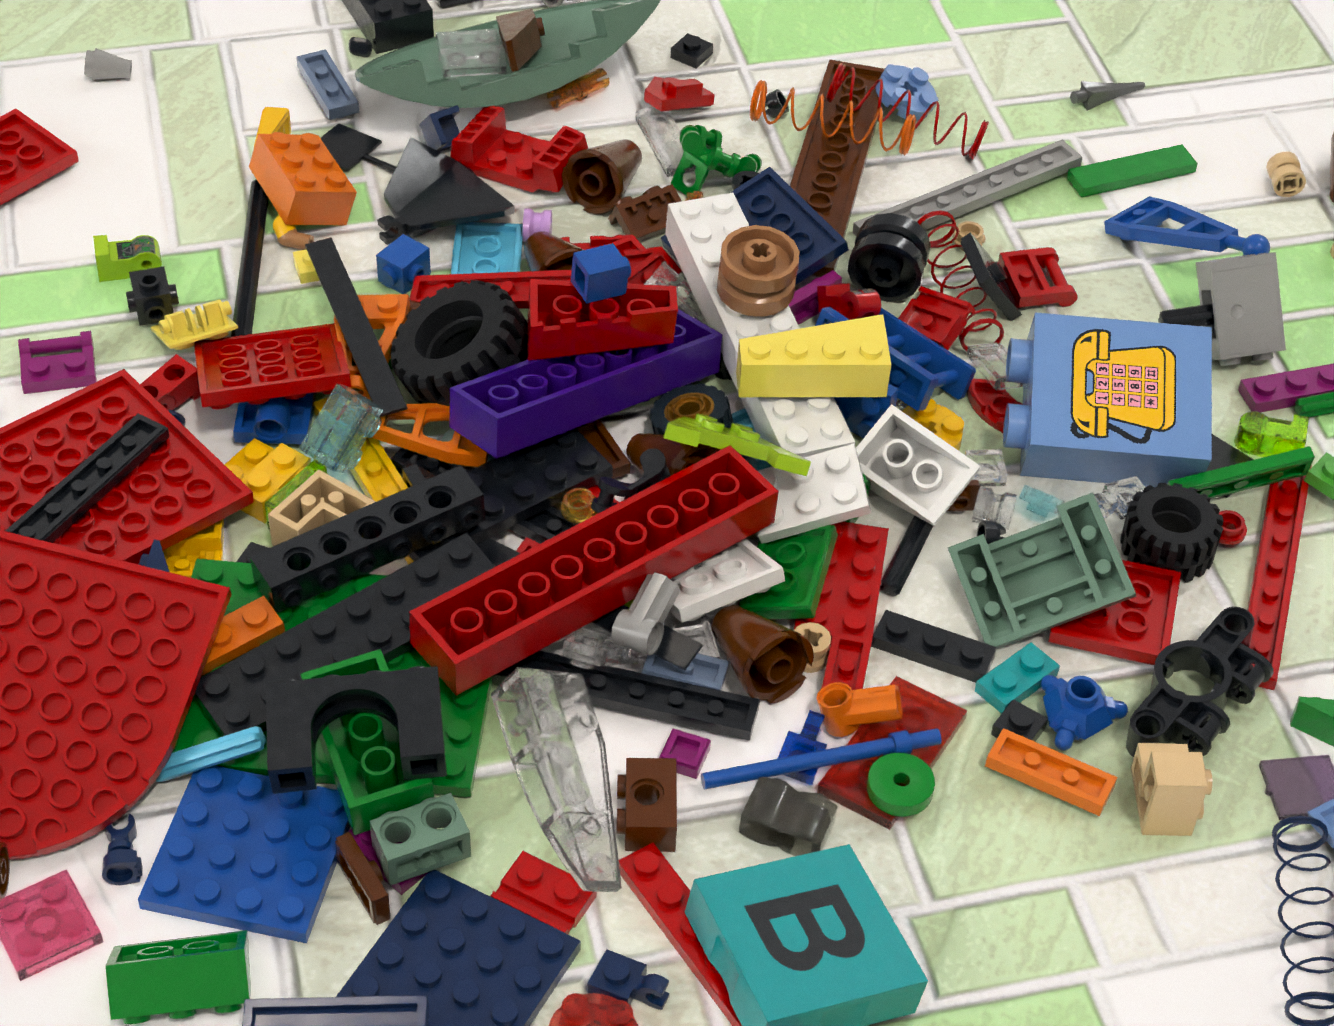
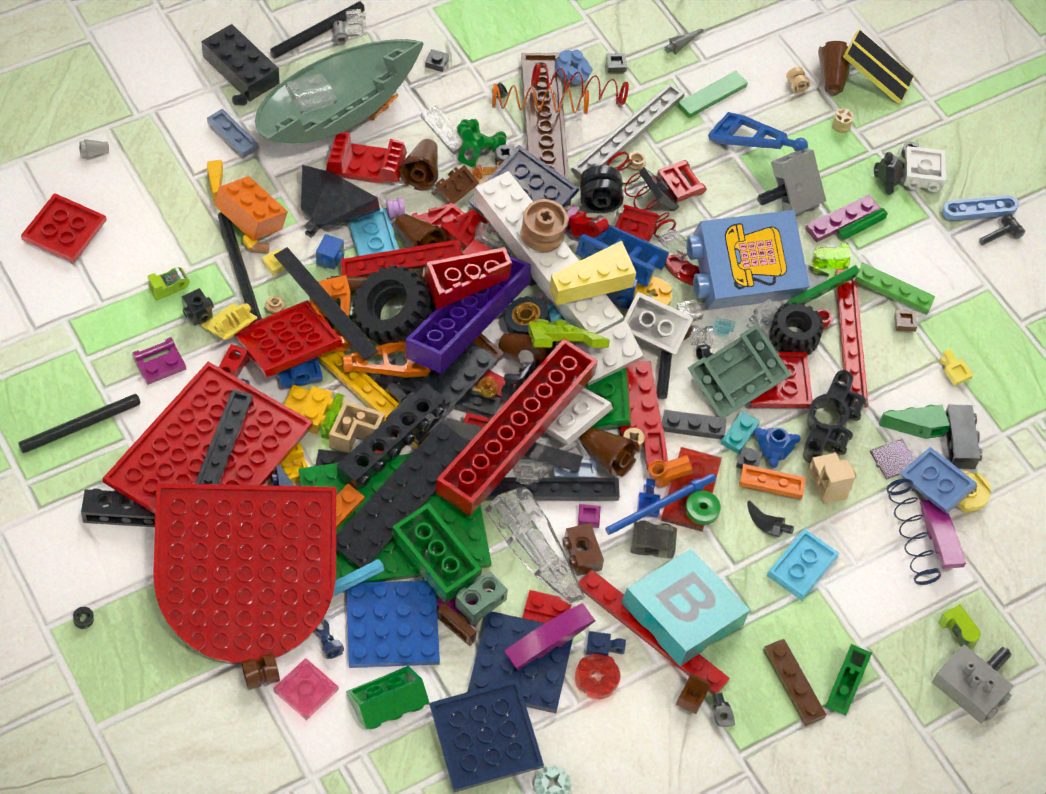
camera: 20 degrees left, 10 degrees up
(281, 319) = (275, 308): none -> tan plate
(303, 708) = (456, 529): black arch -> none
(342, 429) = (347, 373): clear light blue brick -> none
(352, 146) = (264, 174): black piece -> none
(440, 128) = (315, 154): dark blue panel -> none
(520, 36) = (338, 76): reddish brown slope -> none
(522, 932) = (549, 635): none -> magenta slope
(600, 273) = (465, 251): blue brick -> none
(642, 625) = (550, 452): light grey piece -> none
(677, 94) = (440, 97): red plate -> none
(982, 100) = (616, 62): none -> plate
(1022, 844) = (769, 524): none -> black bar
(1068, 931) = (803, 564): none -> medium azure tile

